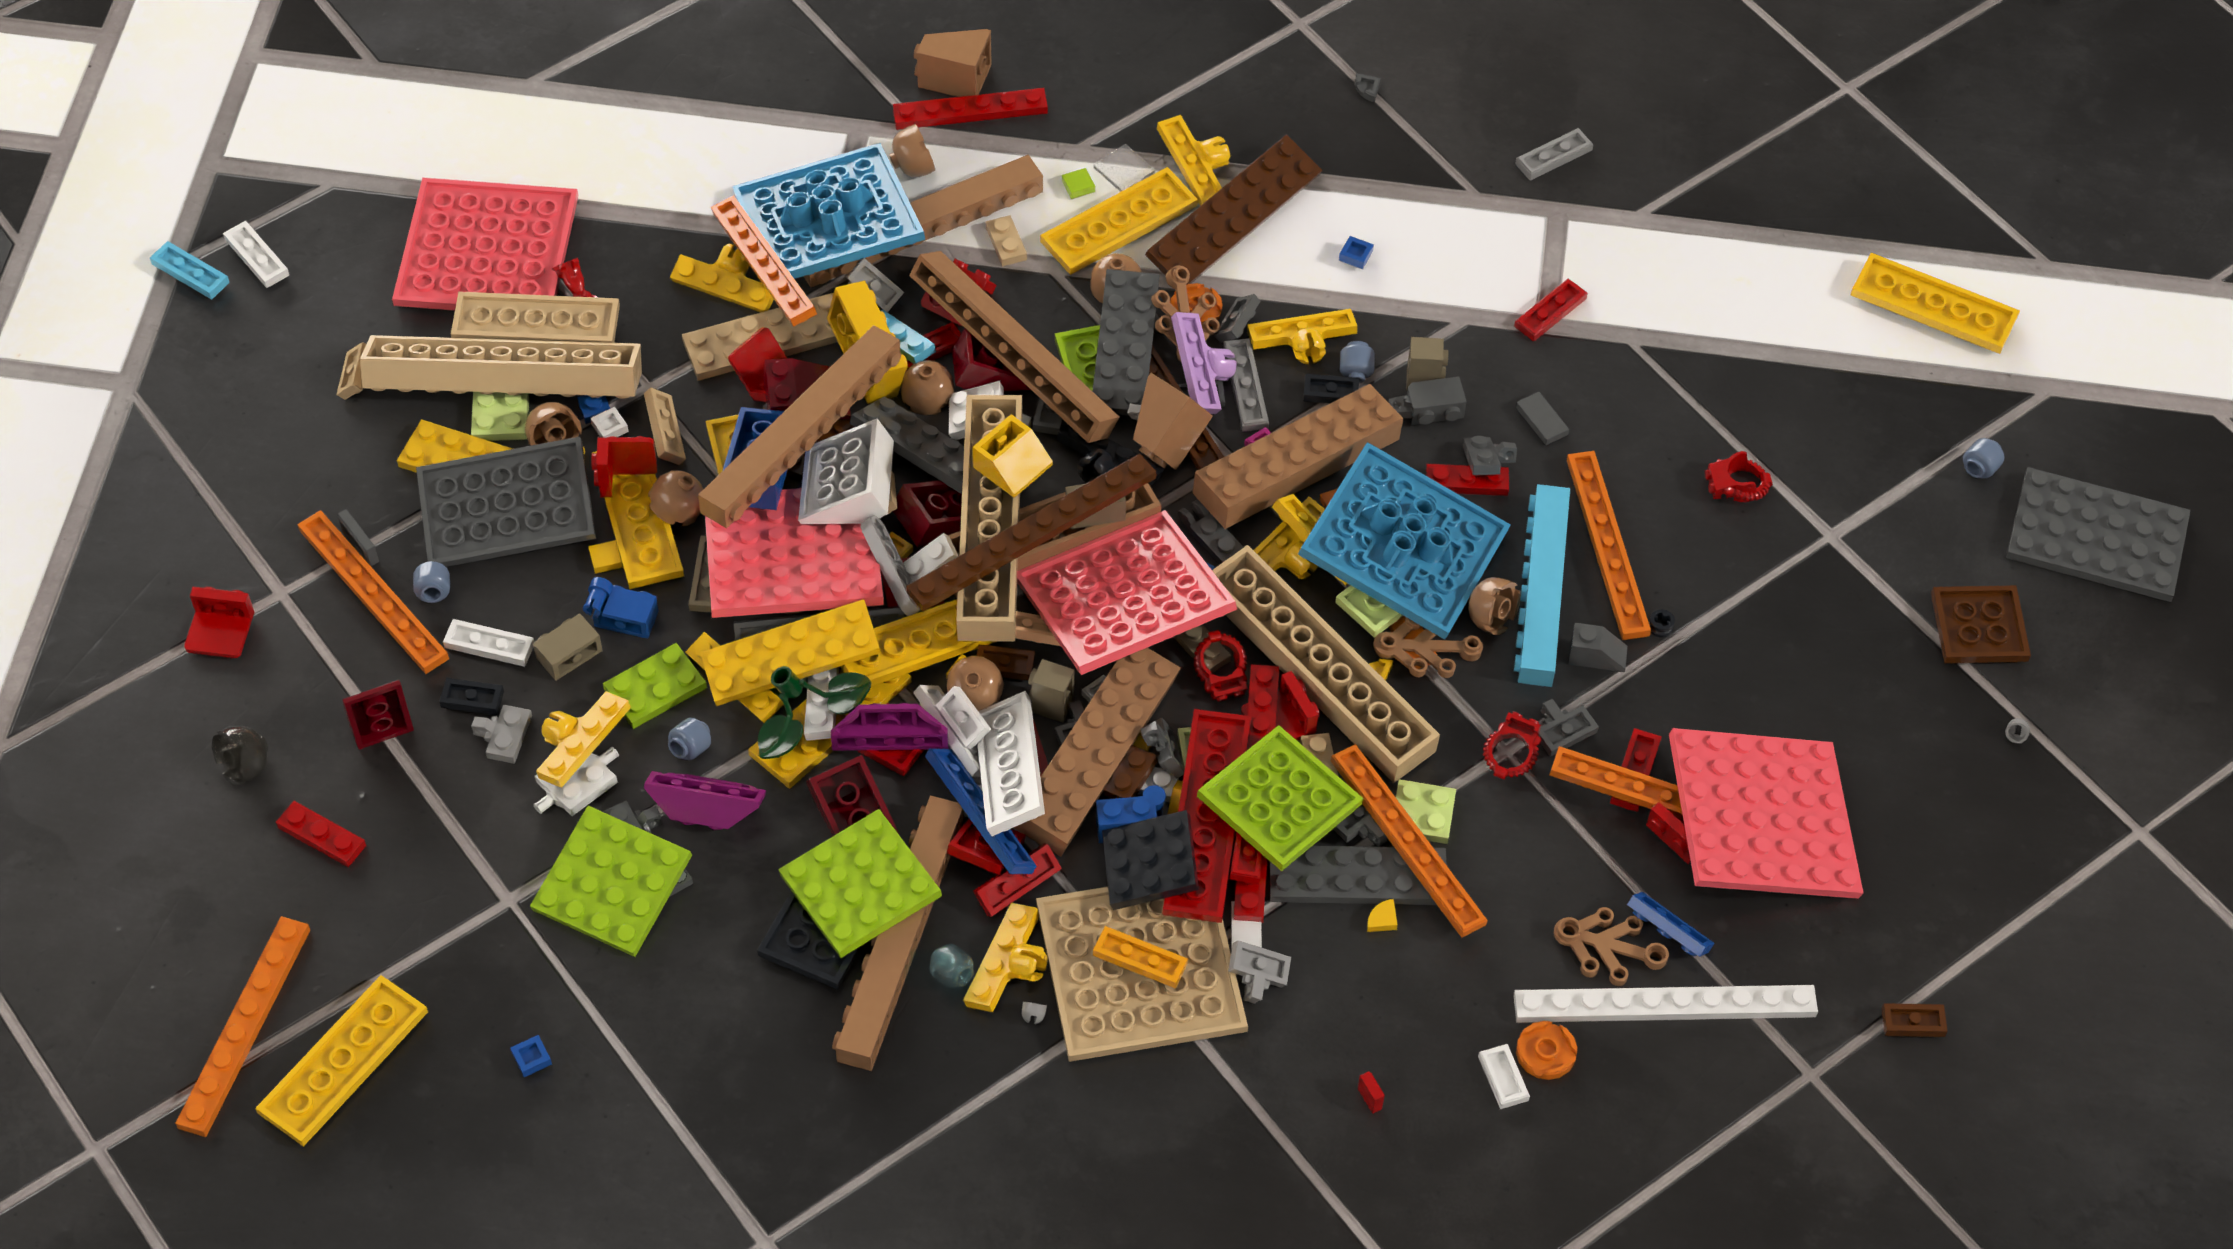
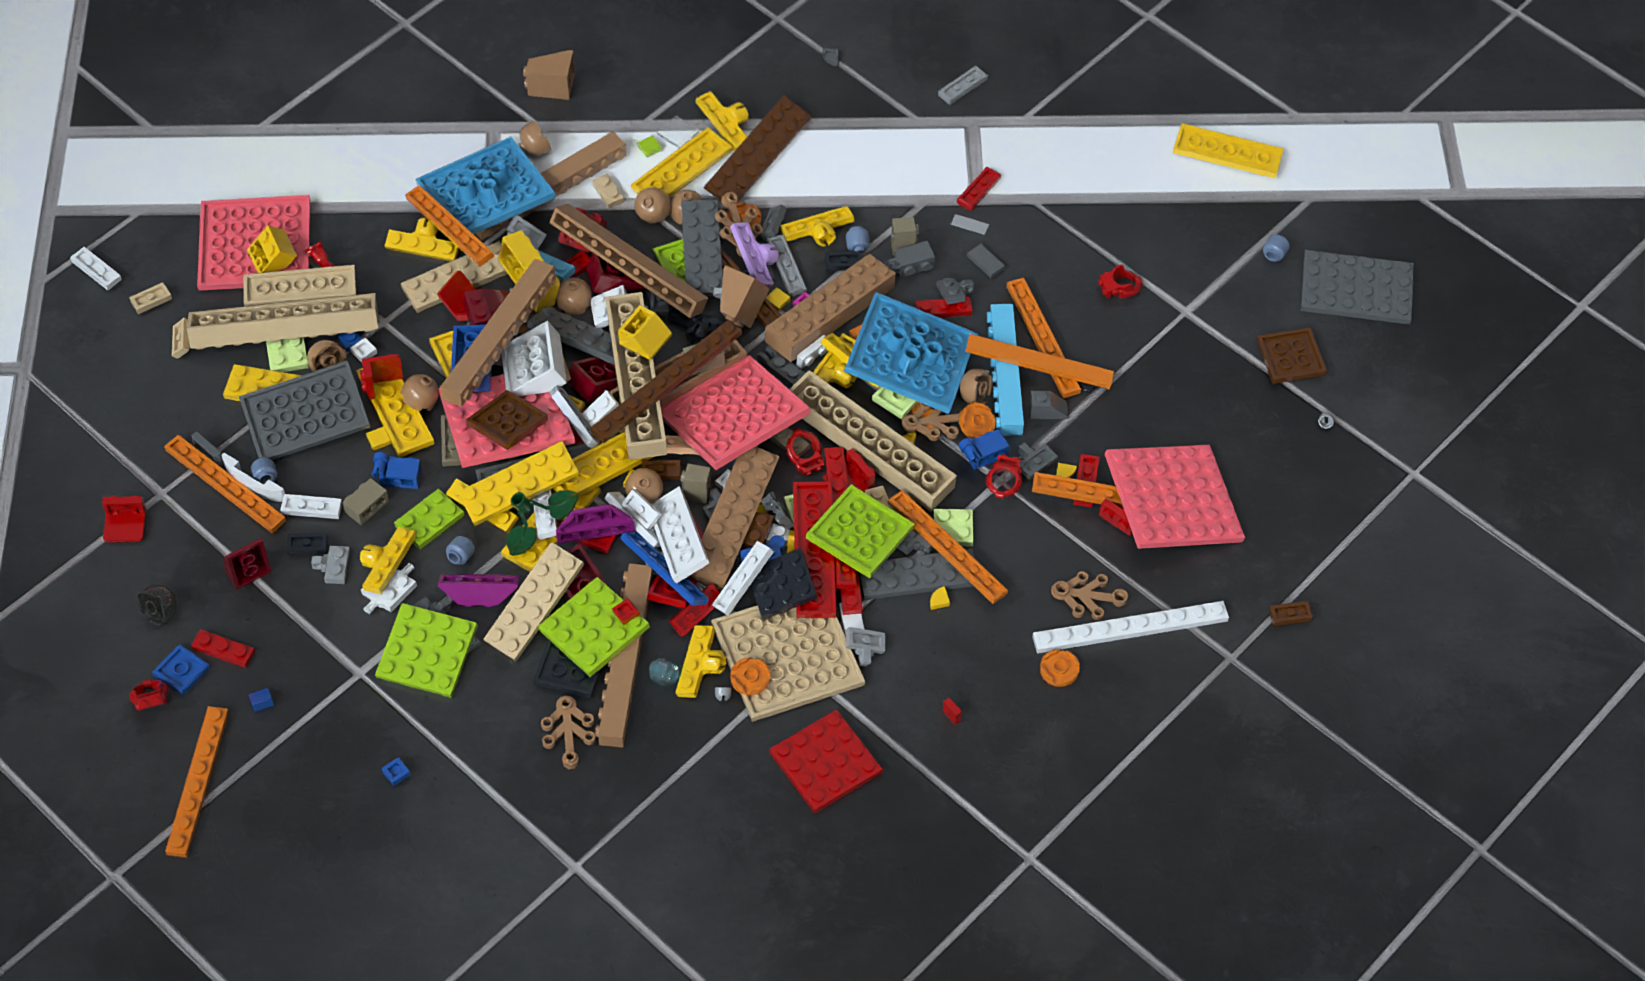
camera: 10 degrees left, 0 degrees up
(189, 270) = (51, 285): medium azure plate -> none
(201, 893) = (149, 699): none -> red piece
(254, 856) = (181, 669): none -> blue tile
(323, 307) = (150, 298): none -> tan plate
(341, 1060) = (269, 793): yellow plate -> none
(359, 918) = (261, 700): none -> blue slope
(430, 611) = (268, 491): none -> white slope
(506, 262) = (271, 250): none -> yellow slope
(664, 426) = (401, 345): tan plate -> none
(779, 831) = (533, 601): none -> tan plate
(790, 556) = (507, 419): none -> reddish brown plate
(794, 1028) = (567, 728): none -> medium nougat plant
(908, 867) = (625, 611): none -> red tile
(970, 108) = (566, 105): red plate -> none
(1065, 269) = (652, 205): none -> medium nougat cylinder
(1077, 993) = (750, 676): none -> orange tile
(1092, 842) = (742, 578): none -> white plate
(1140, 957) = (787, 647): light orange plate -> none
(1168, 1139) = (825, 761): none -> red plate
(1224, 432) = (778, 299): none -> yellow tile
(1254, 521) = (808, 355): none -> white plate
(1356, 252) = (843, 167): blue plate -> none
(1486, 656) = (976, 420): none -> orange tile
(1490, 700) = (984, 449): none -> blue hinge
(1503, 1076) = (1035, 688): white tile -> none
(1528, 360) = (969, 224): none -> light grey sticker
(1595, 580) = (1039, 361): none -> orange tile
(1607, 750) = (1066, 470): none -> yellow tile
(1670, 925) = (1125, 576): blue plate -> none

